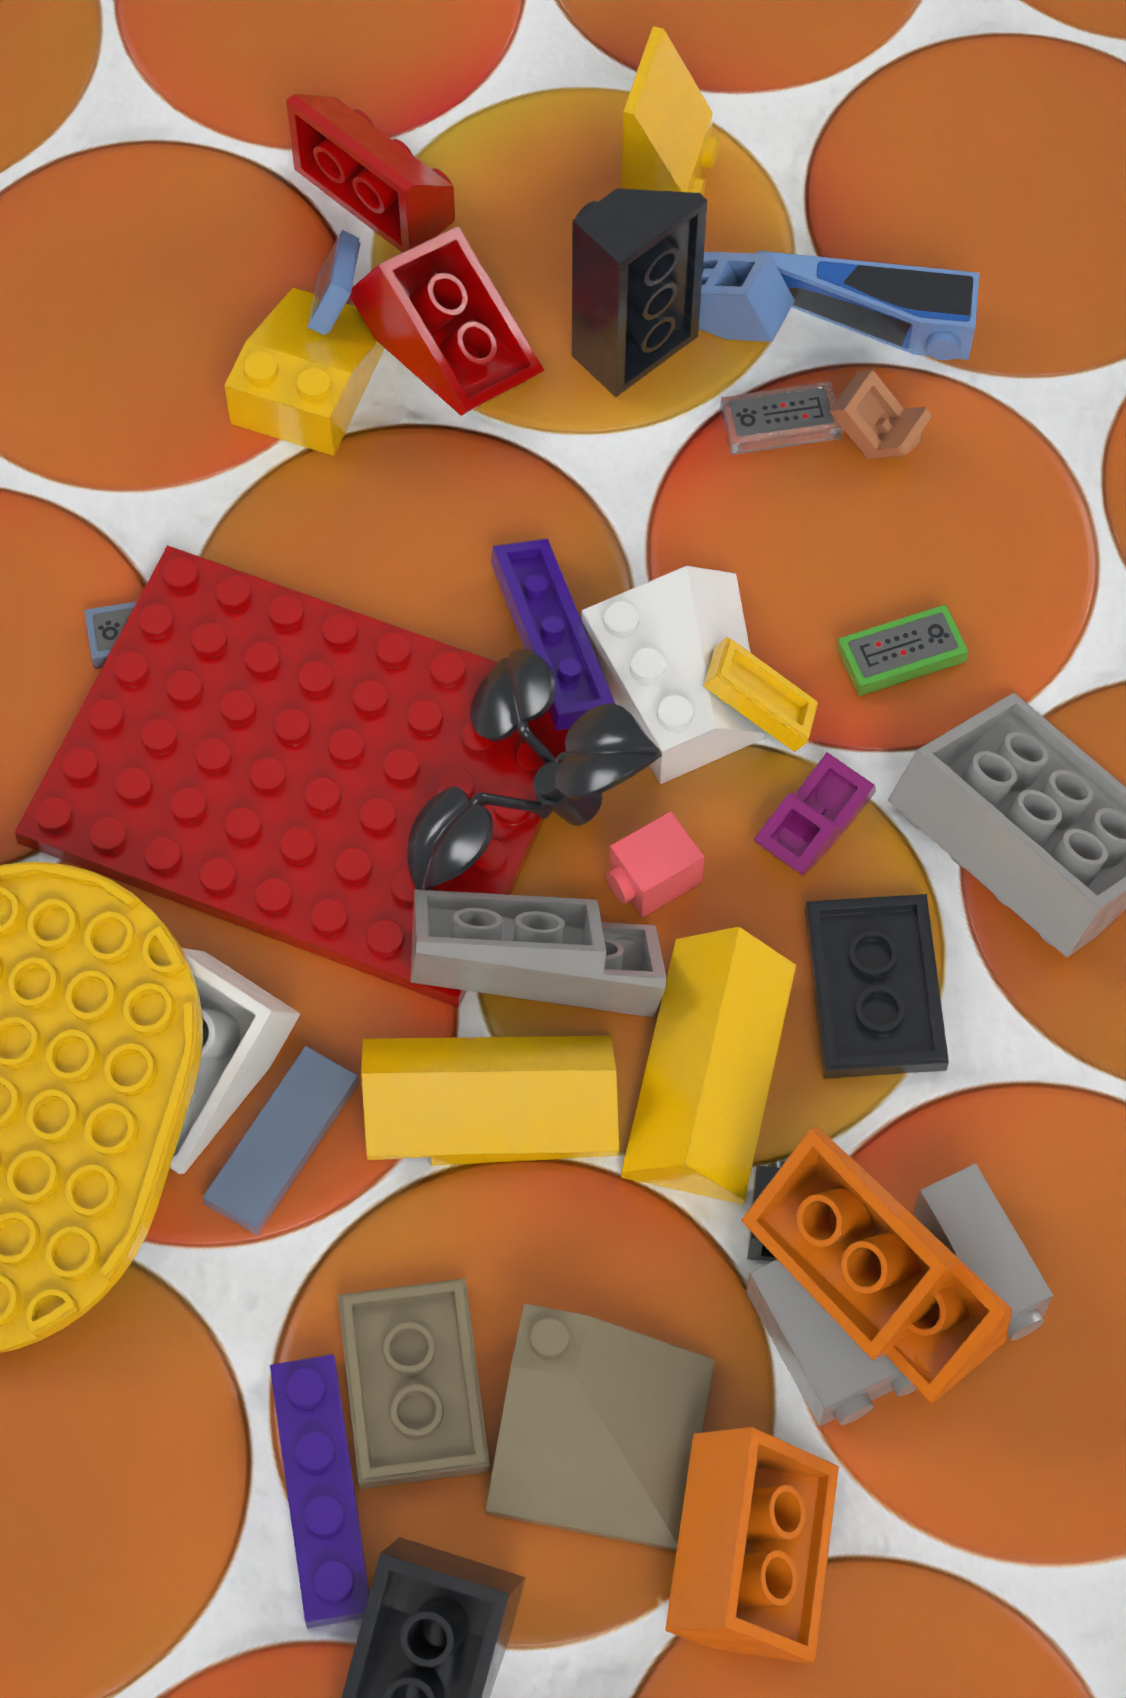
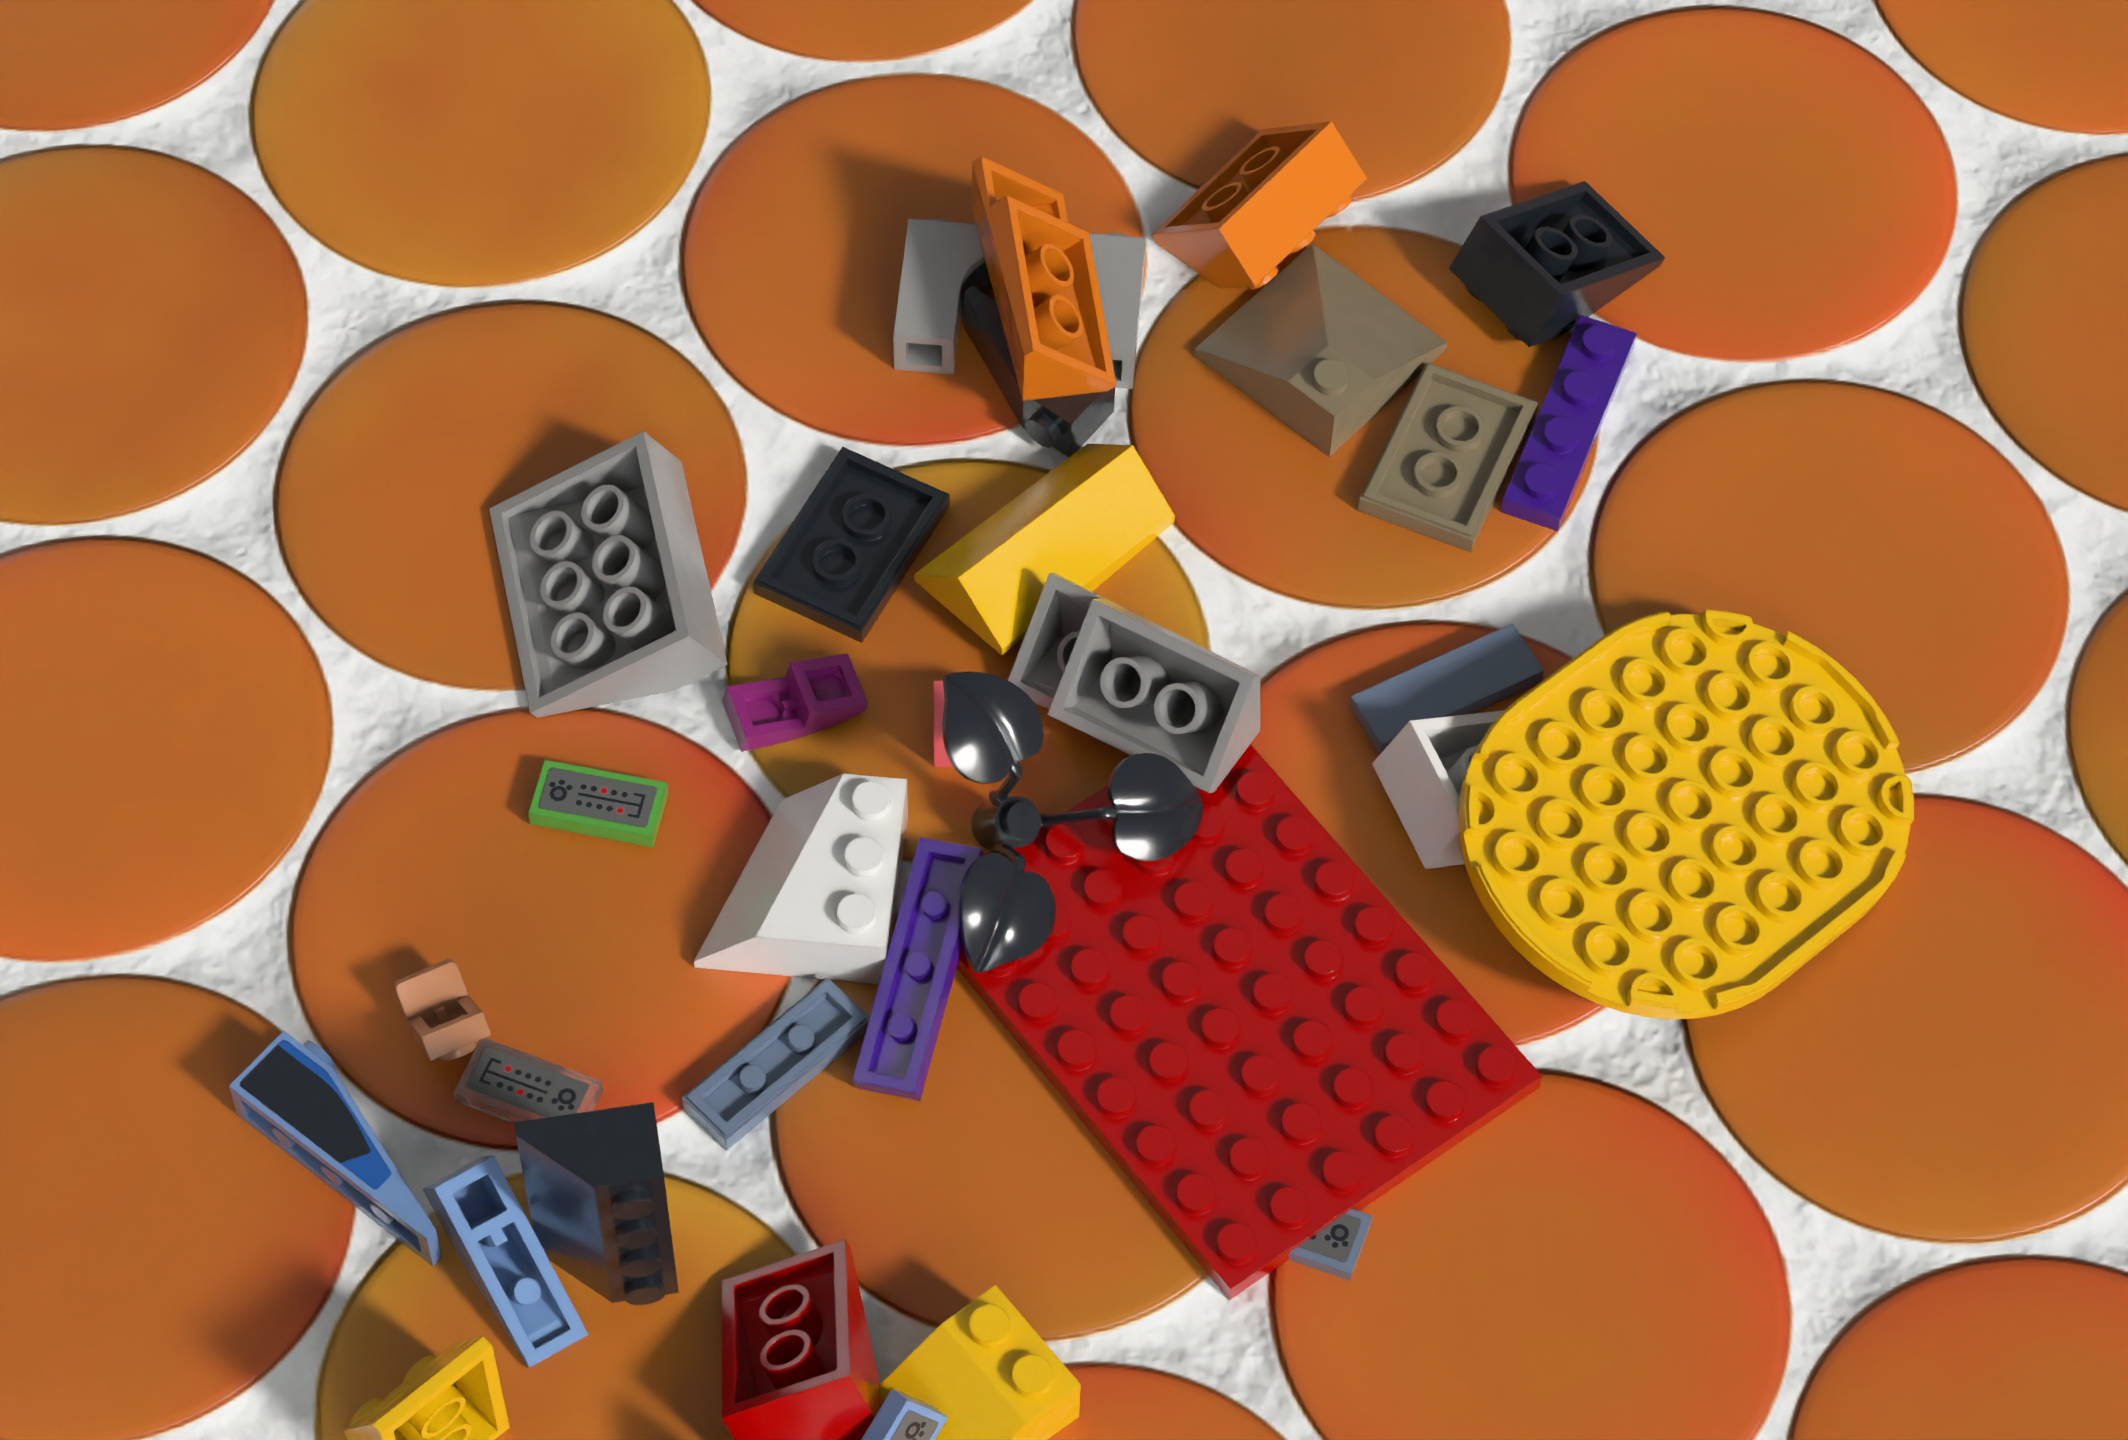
camera: 150 degrees left, 5 degrees down
(490, 1098) = (1286, 633): yellow slope -> none
(617, 530) = (776, 1063): none -> sand blue tile
(760, 694) = (771, 803): yellow tile -> none

